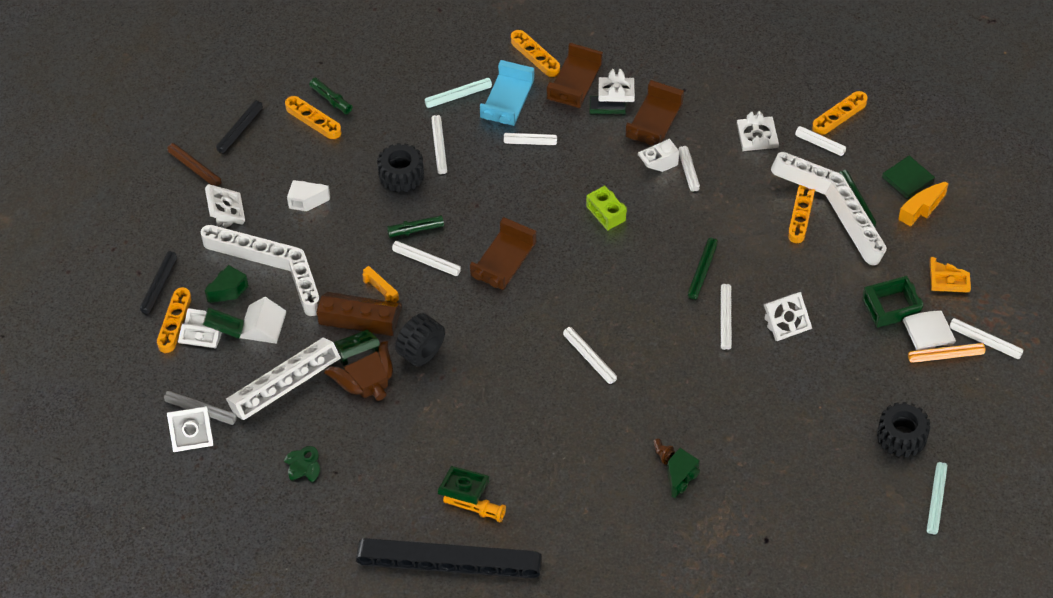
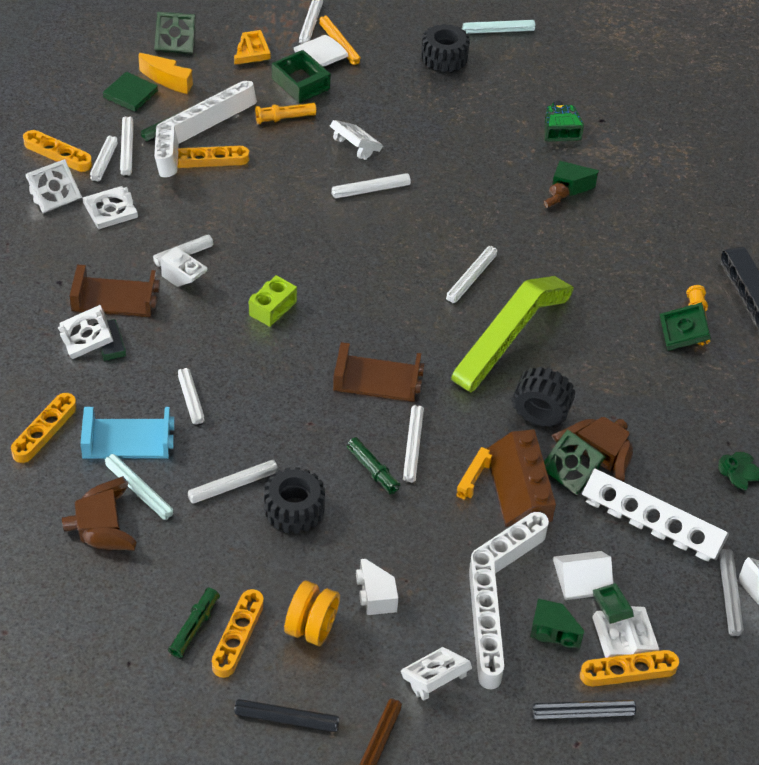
camera: 115 degrees left, 5 degrees down
(297, 147) = (312, 613): none -> light orange wheel
(435, 63) = (98, 517): none -> reddish brown torso
(515, 353) = (507, 326): none -> lime beam
(575, 75) = (81, 380): reddish brown panel -> none
(702, 268) = (317, 213): dark green axle -> none
(764, 493) = (562, 123): none -> torso
(781, 88) = (44, 204): none -> white piece
(833, 159) = (126, 146): none -> white axle
(844, 271) = (276, 113): none -> light orange pin
(987, 211) = (187, 47): none -> dark green piece

